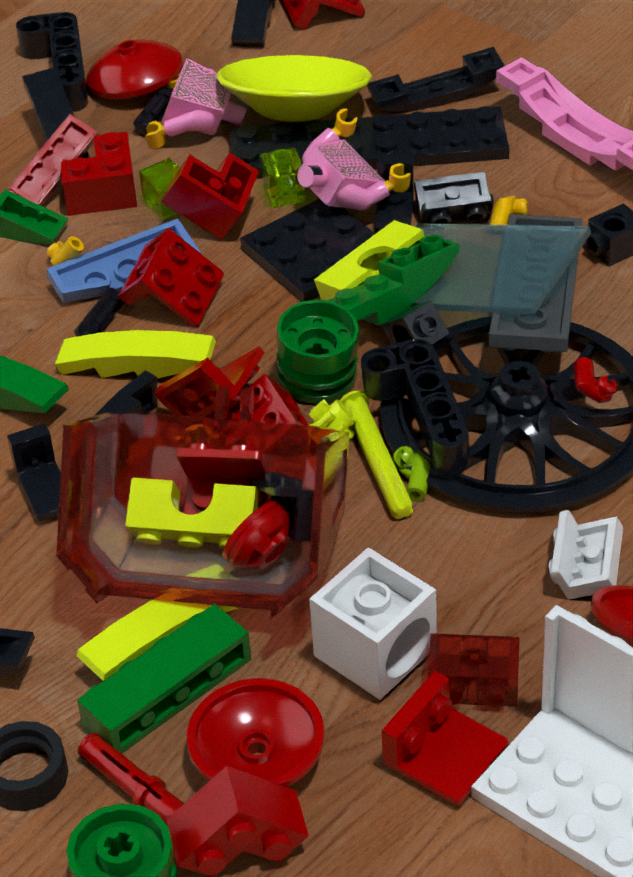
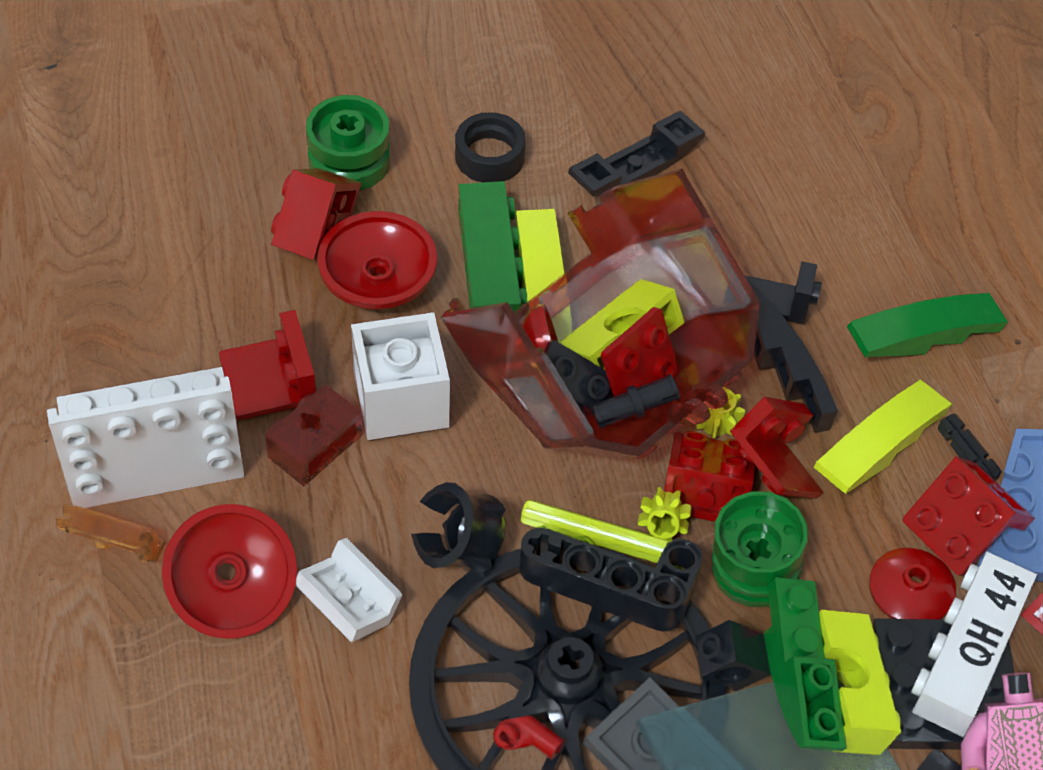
camera: 120 degrees right, 10 degrees up
(144, 789) = (411, 195): red pin -> none
(250, 298) = (905, 599): none -> red dish
(269, 445) = (635, 401): none -> black pin
(287, 221) = (974, 644): none -> white brick
(470, 507) = (471, 531): none -> black helmet

